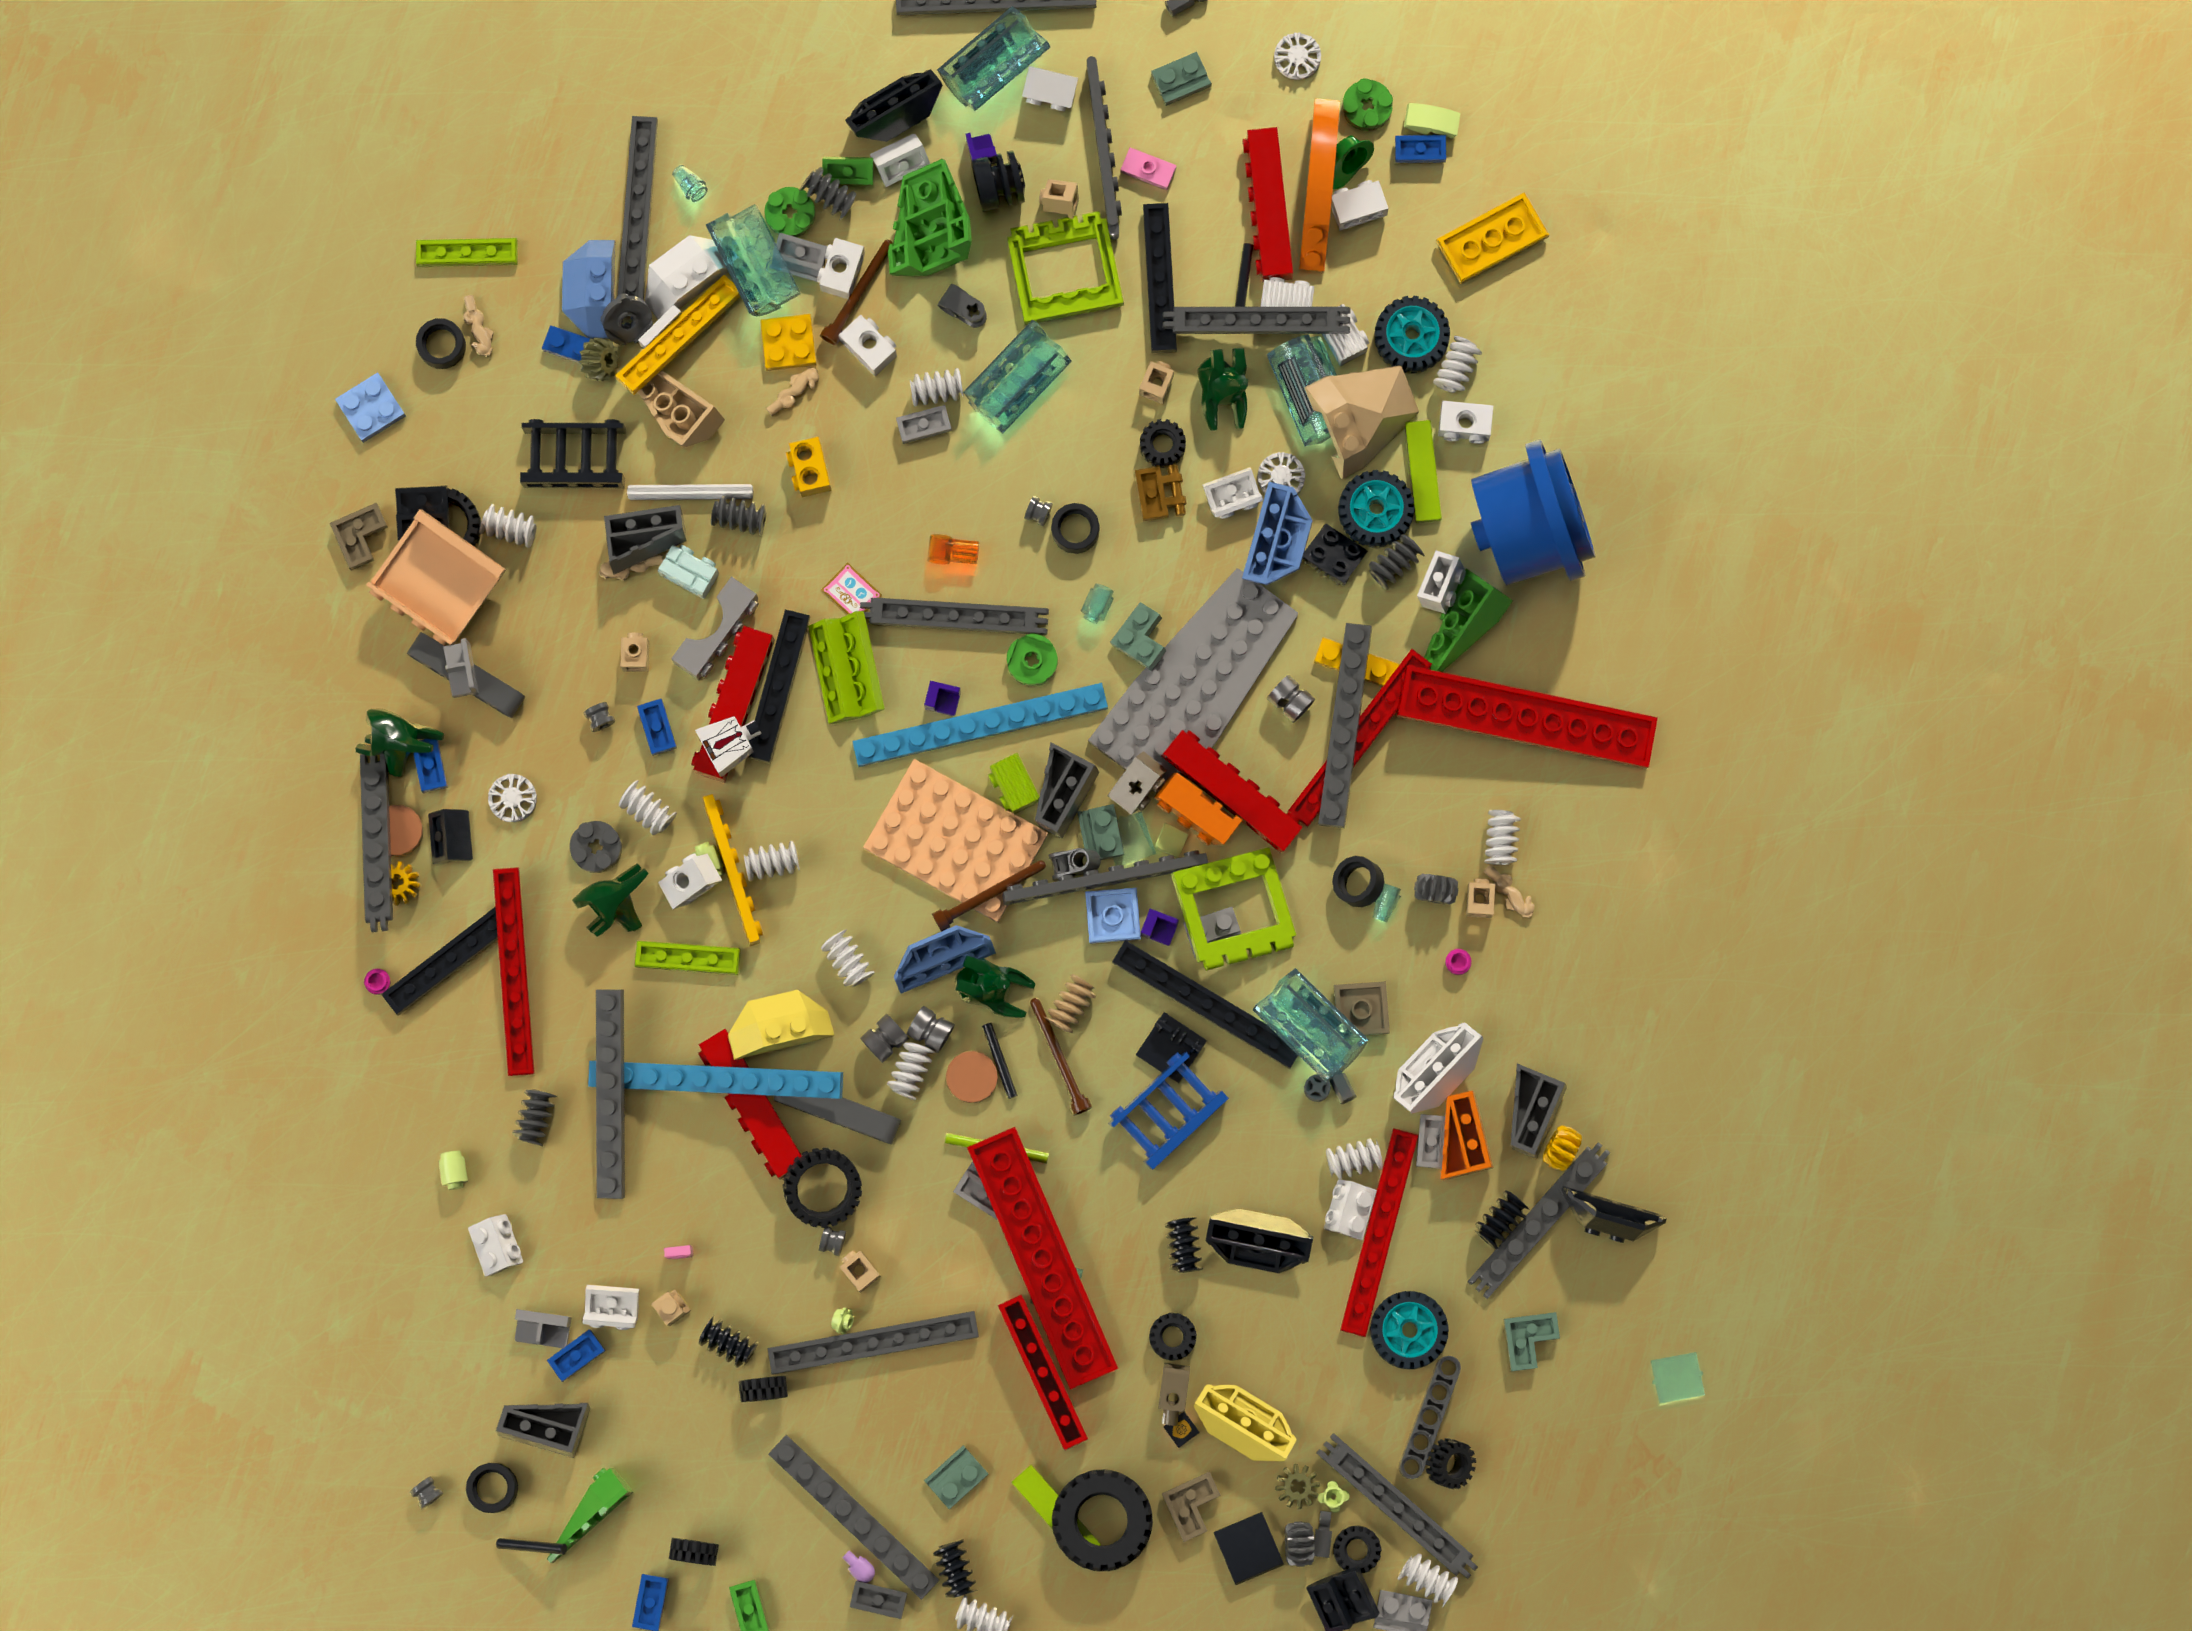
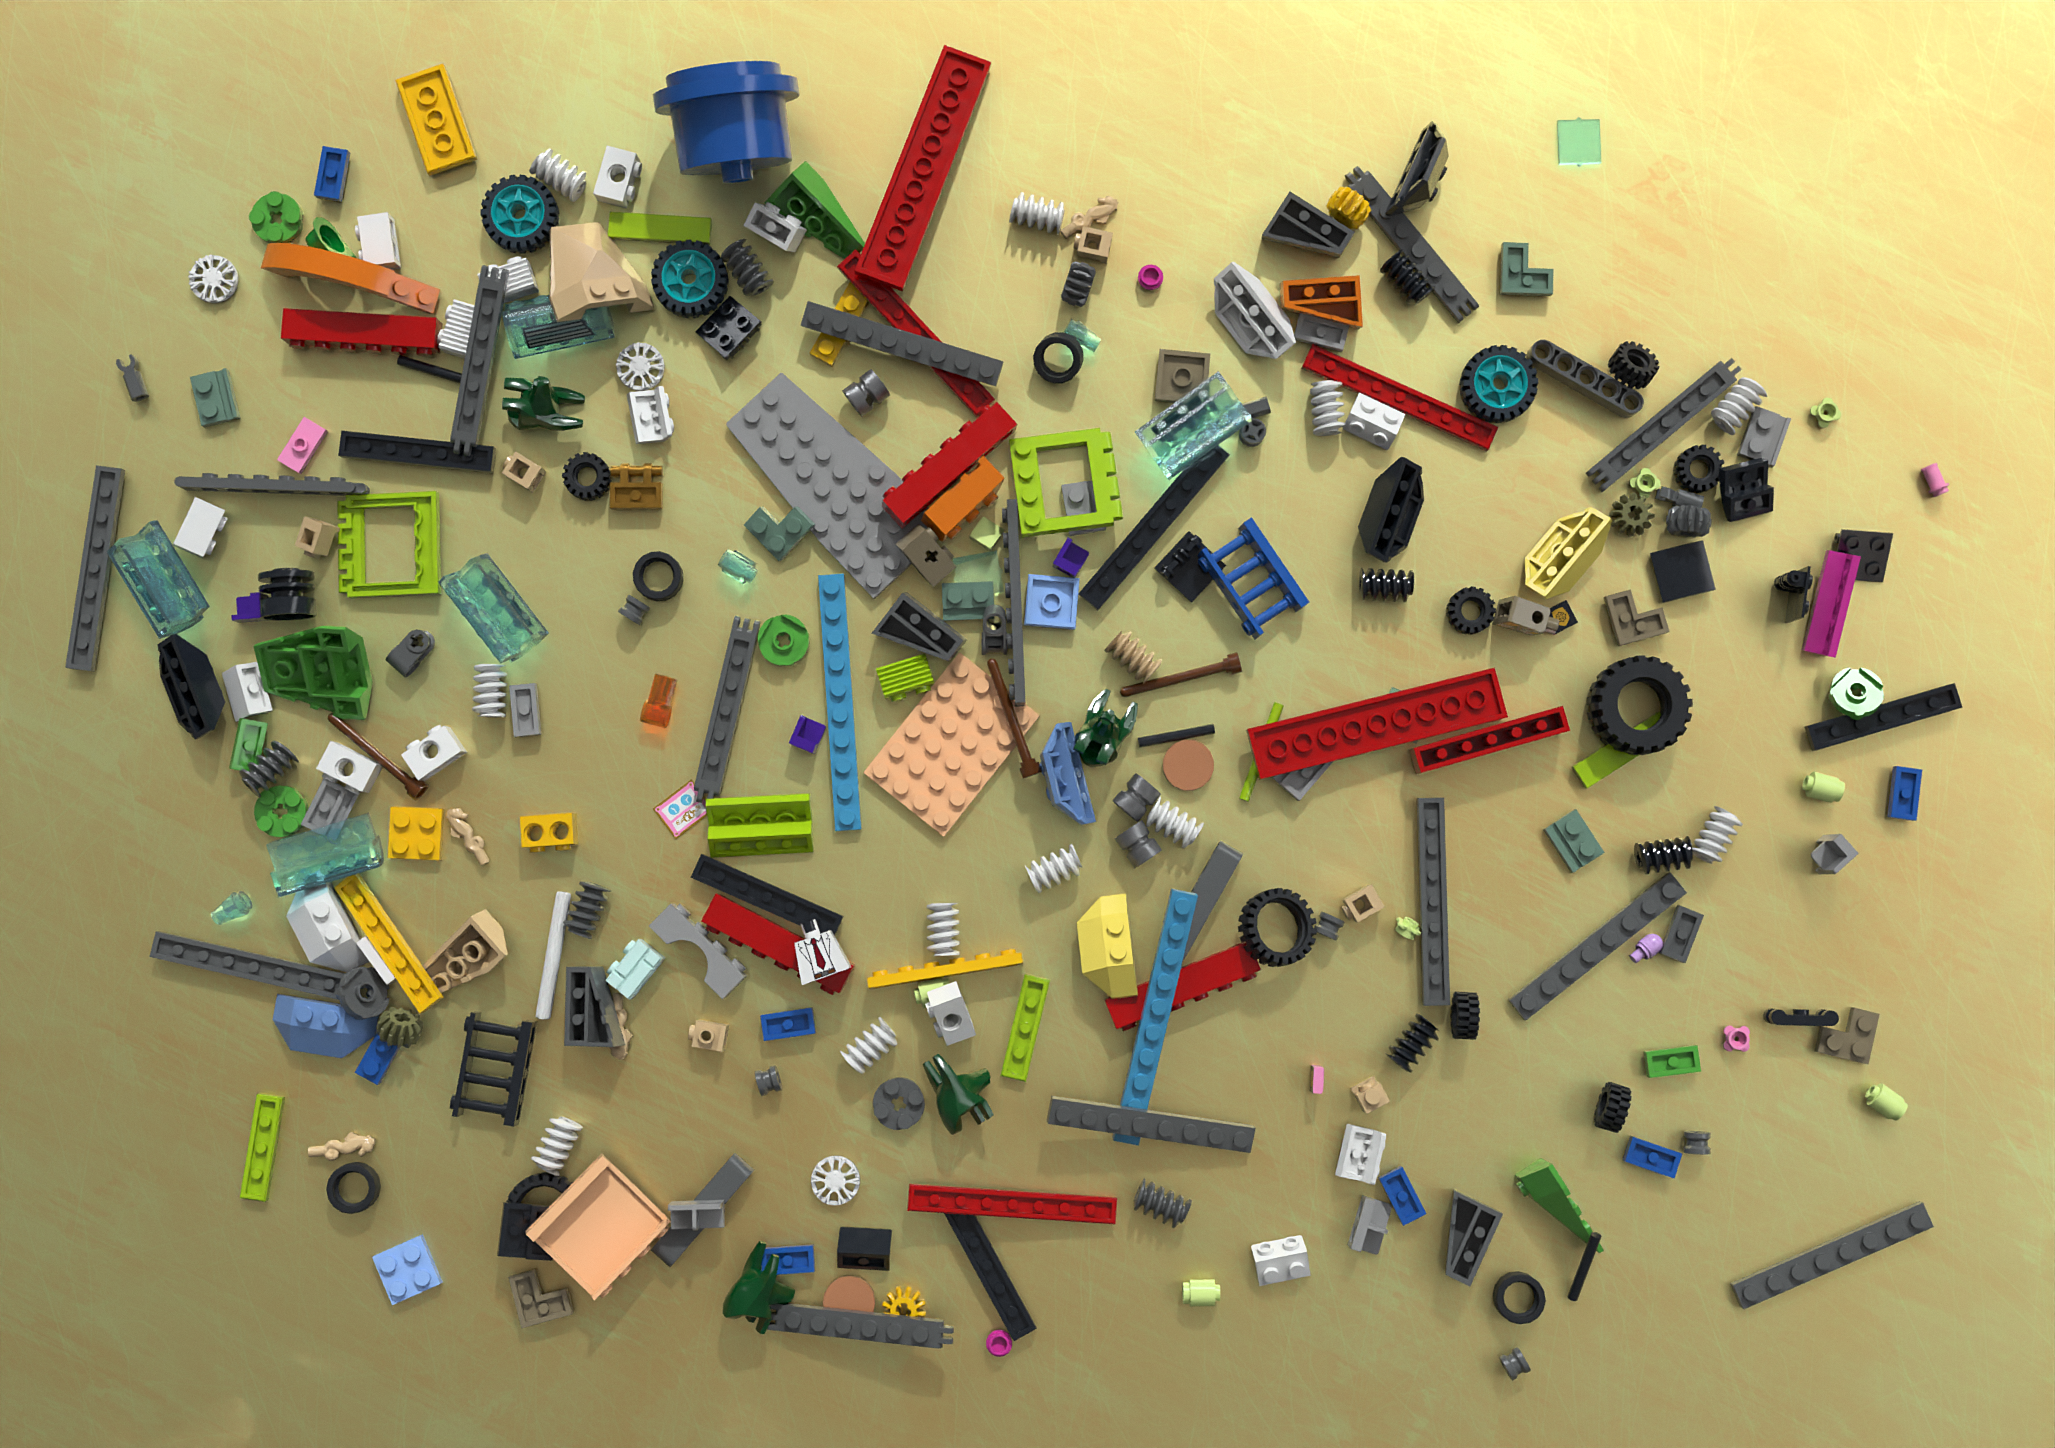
camera: 85 degrees left, 5 degrees up
(1278, 536) = (702, 375): medium blue wedge -> none
(1431, 118) = (302, 159): yellowish green slope -> none

